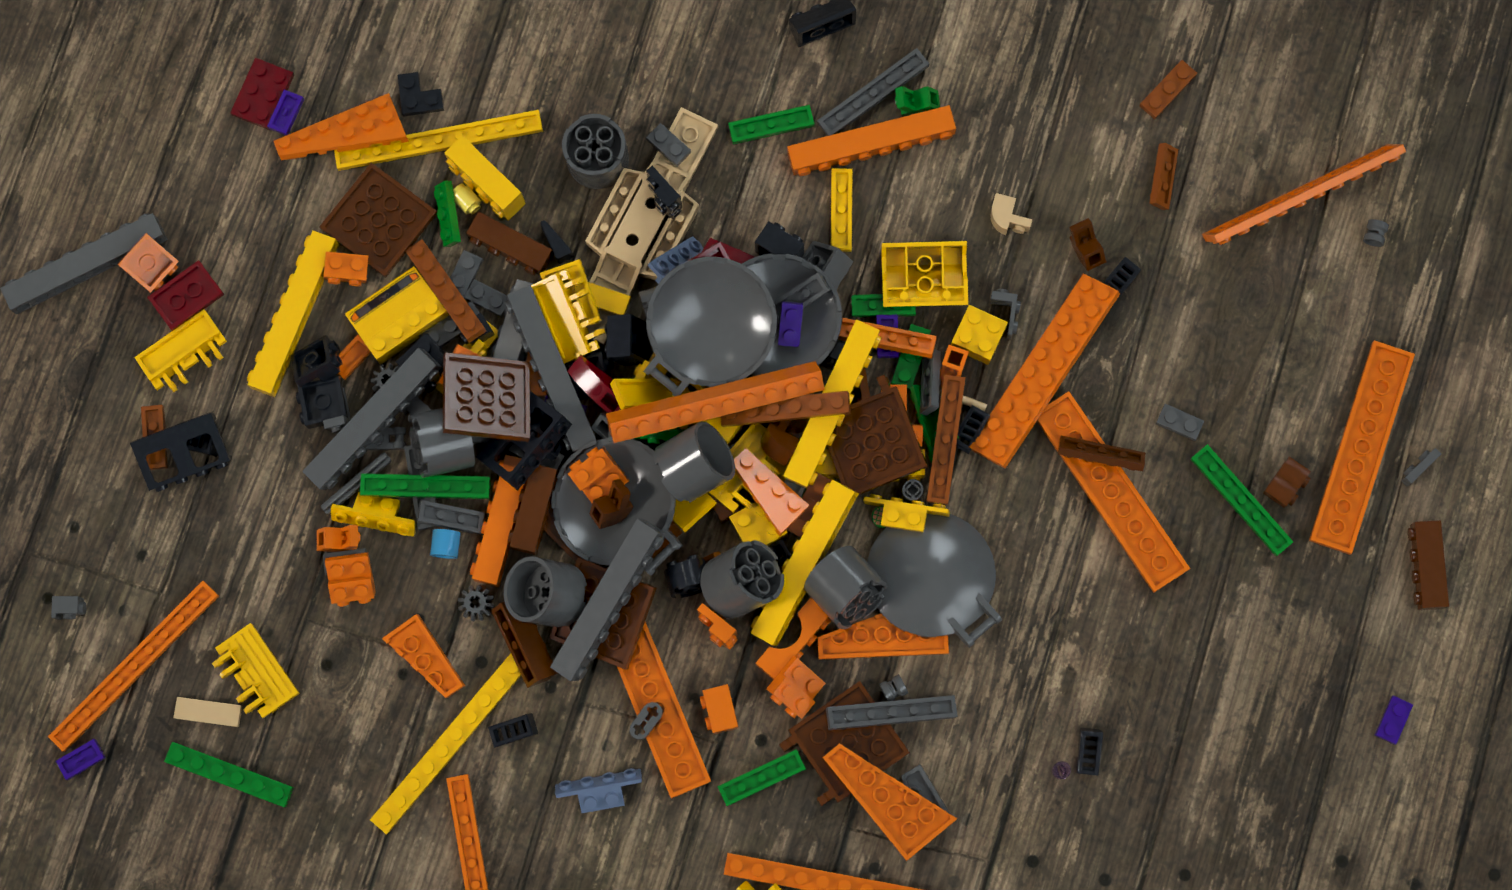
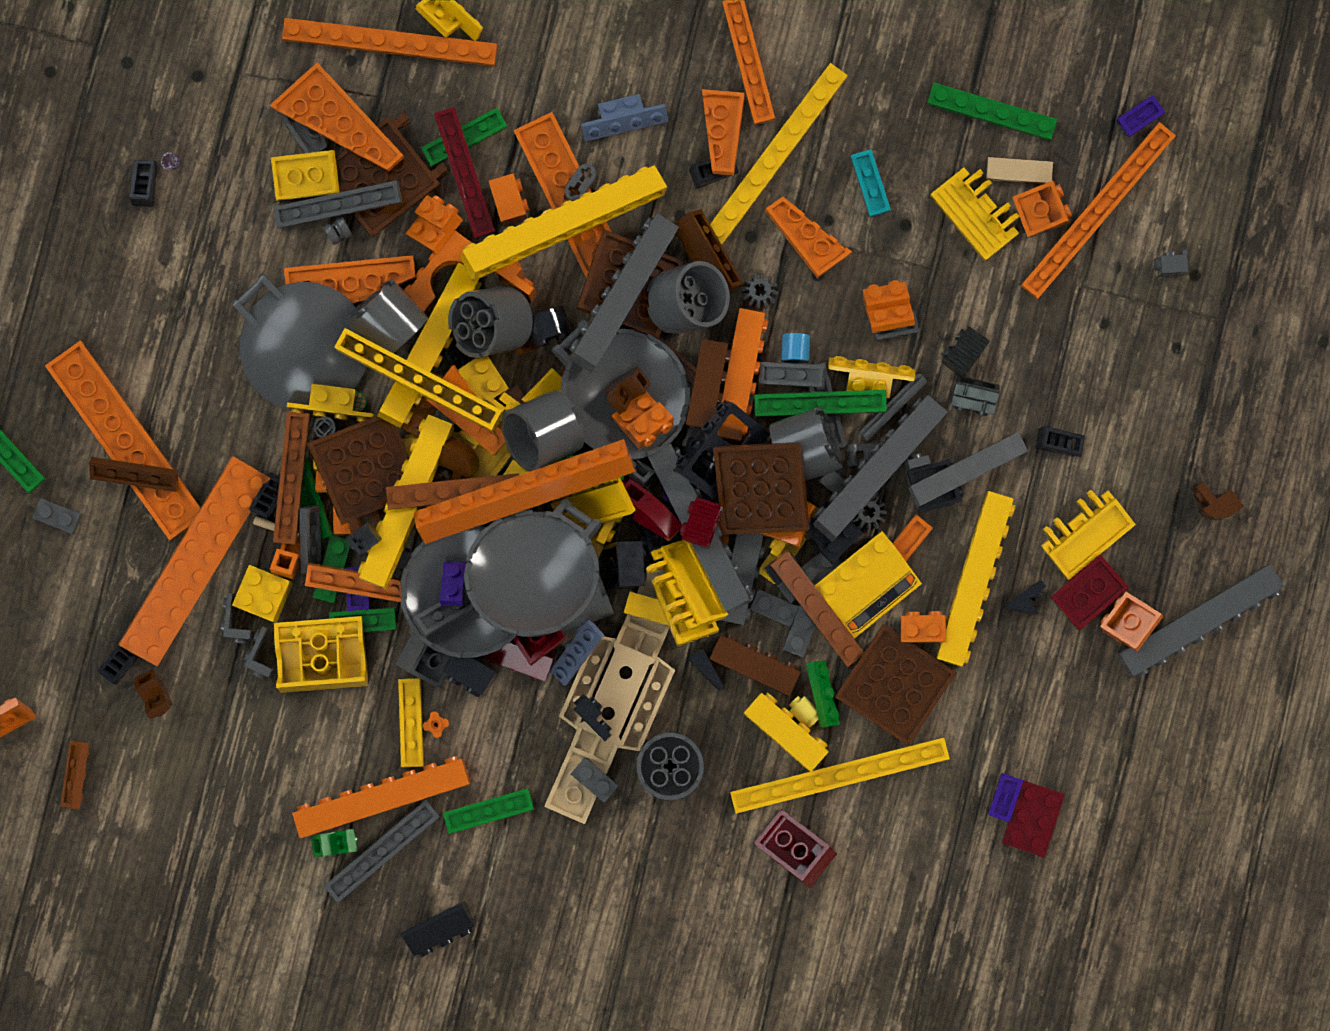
camera: 175 degrees right, 5 degrees up
(53, 368) = (1219, 507): none -> reddish brown brick
(153, 421) = (1105, 442): dark orange plate -> none
(175, 440) = (1081, 437): black window -> none
(188, 669) = (1042, 208): none -> orange plate
(251, 290) = (1021, 602): none -> black slope
(274, 487) = (974, 395): none -> pearl dark grey brick
(279, 532) = (965, 352): none -> pearl dark grey brick
(288, 414) = (967, 469): none -> dark grey tile
(315, 361) = (944, 526): black plate -> none
(338, 539) = (904, 347): orange brick -> none
(350, 130) = (933, 780): orange wing -> none
(357, 706) = (870, 183): none -> teal plate
(417, 101) = (868, 818): black plate -> none
(485, 76) = (795, 848): none -> dark red slope
(498, 775) = (723, 125): none -> orange wing
(546, 368) = (701, 522): none -> dark red brick
(664, 675) = (563, 222): none -> yellow brick
(762, 739) = (464, 172): none -> dark red plate
(811, 206) = (435, 718): none -> orange plate
(812, 516) = (419, 380): none -> yellow brick
(873, 365) = (363, 538): none -> black bracket
(924, 746) = (305, 175): none -> yellow tile
(983, 264) = (259, 670): none -> dark grey bracket
(1002, 216) = (242, 723): tan brick -> none
(1168, 89) = (71, 872): dark orange plate -> none

